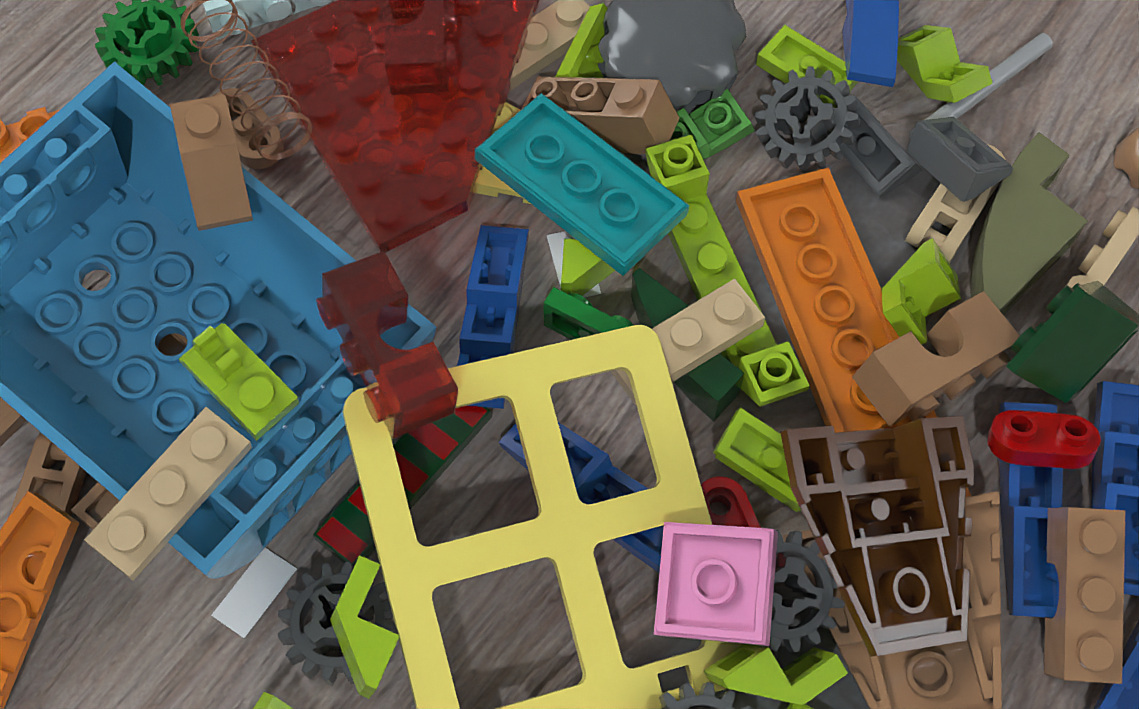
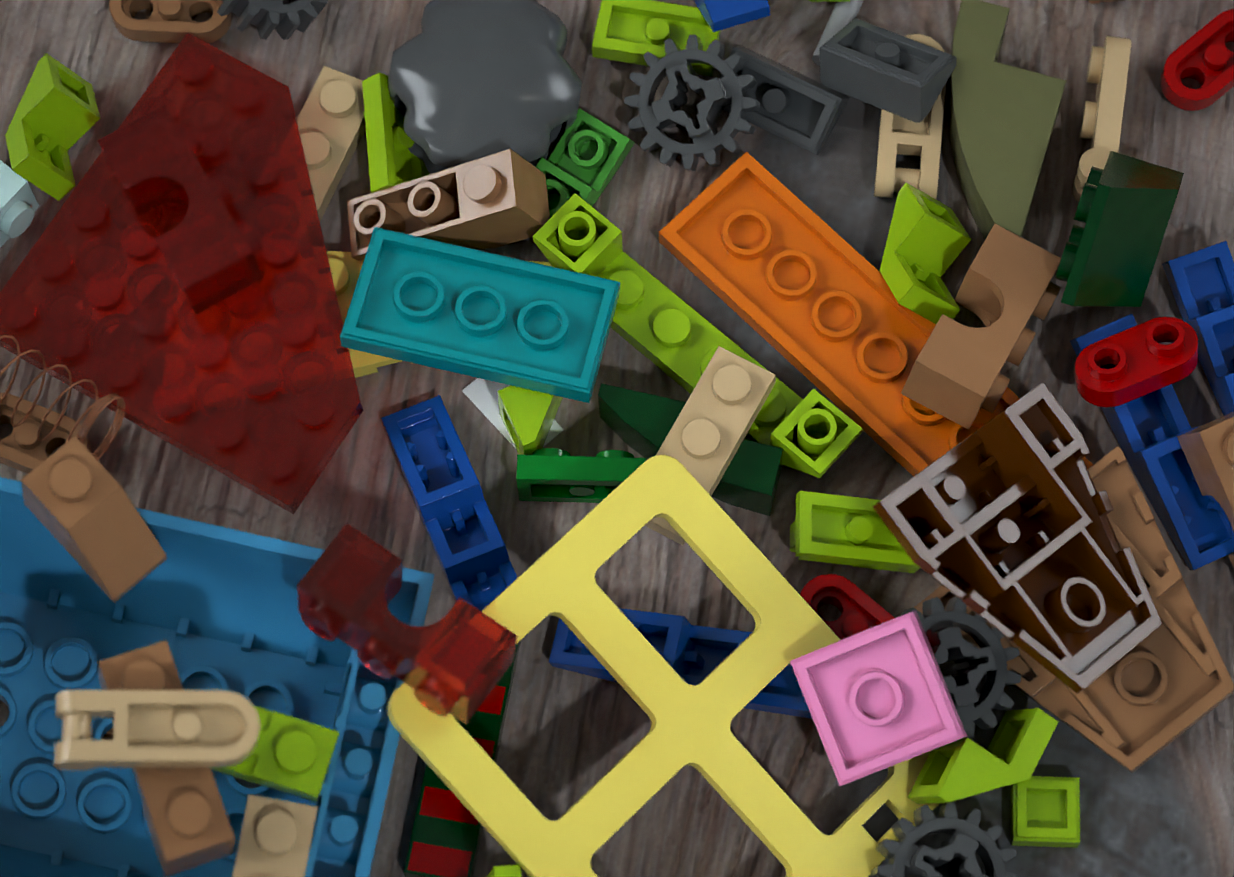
camera: 25 degrees left, 5 degrees up
(148, 314) = (155, 728): none -> tan plate
(150, 368) = (178, 802): none -> medium nougat arch

